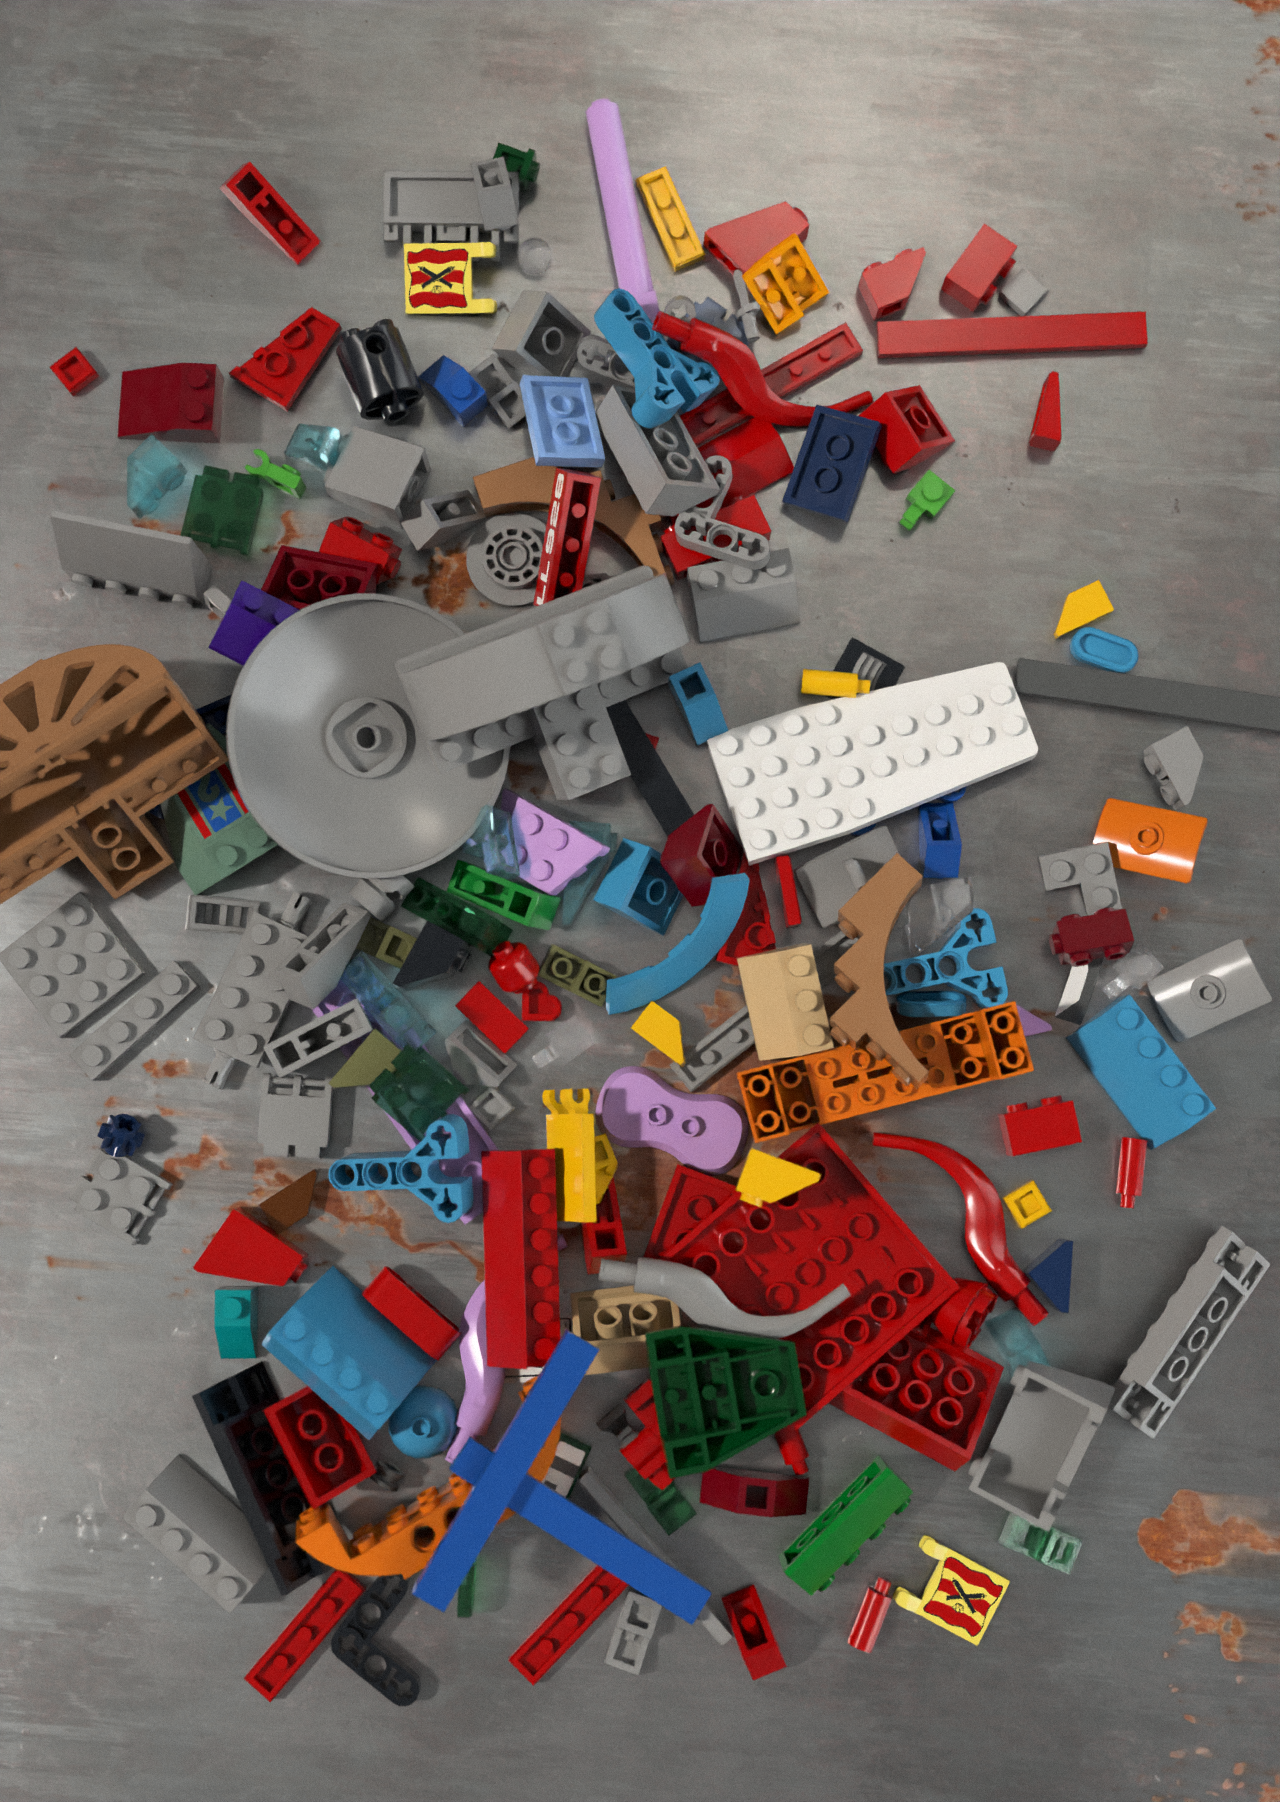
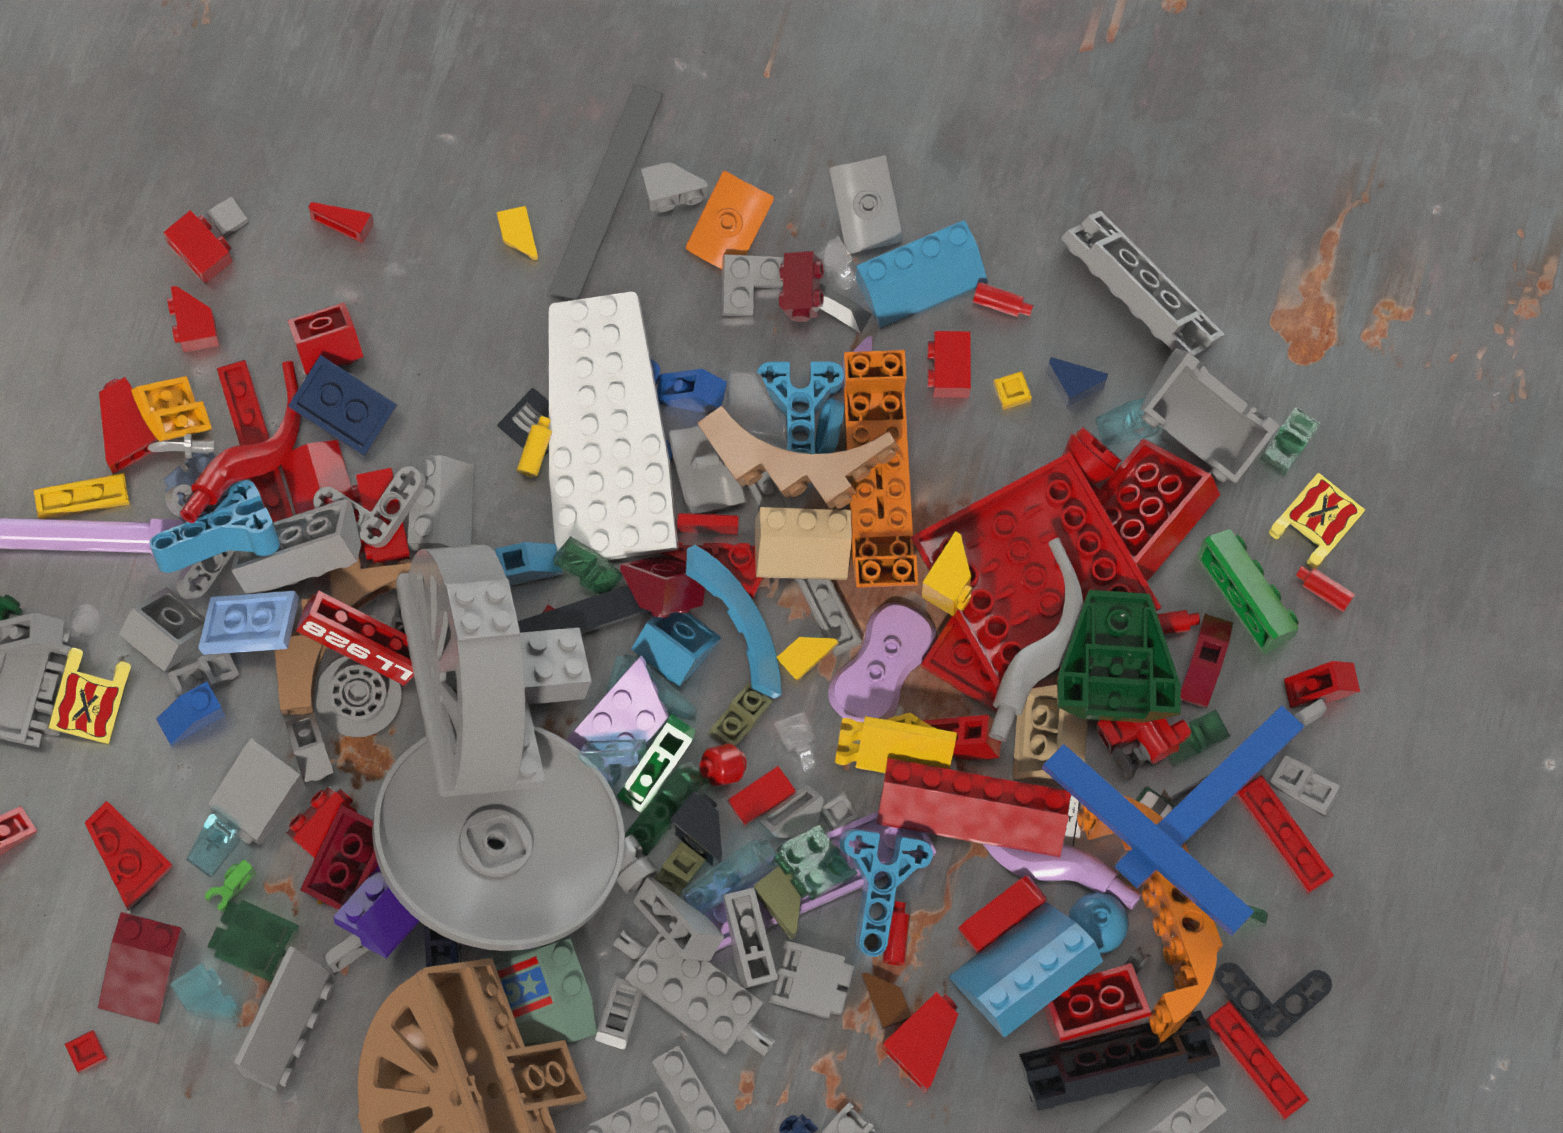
camera: 80 degrees left, 10 degrees down
(237, 1321) = (981, 1065): teal slope -> none
(363, 1201) = (898, 935): none -> red cylinder
(379, 371) = (164, 771): black cylinder -> none
(540, 1005) = (759, 753): red tile -> none
(706, 778) = (591, 568): none -> clear green slope
(926, 498) = (390, 335): bright green plate -> none
(983, 1222) = (1021, 427): red animal -> none
(1011, 334) = (262, 235): red tile -> none
(1103, 650) = (558, 222): dark azure tile -> none

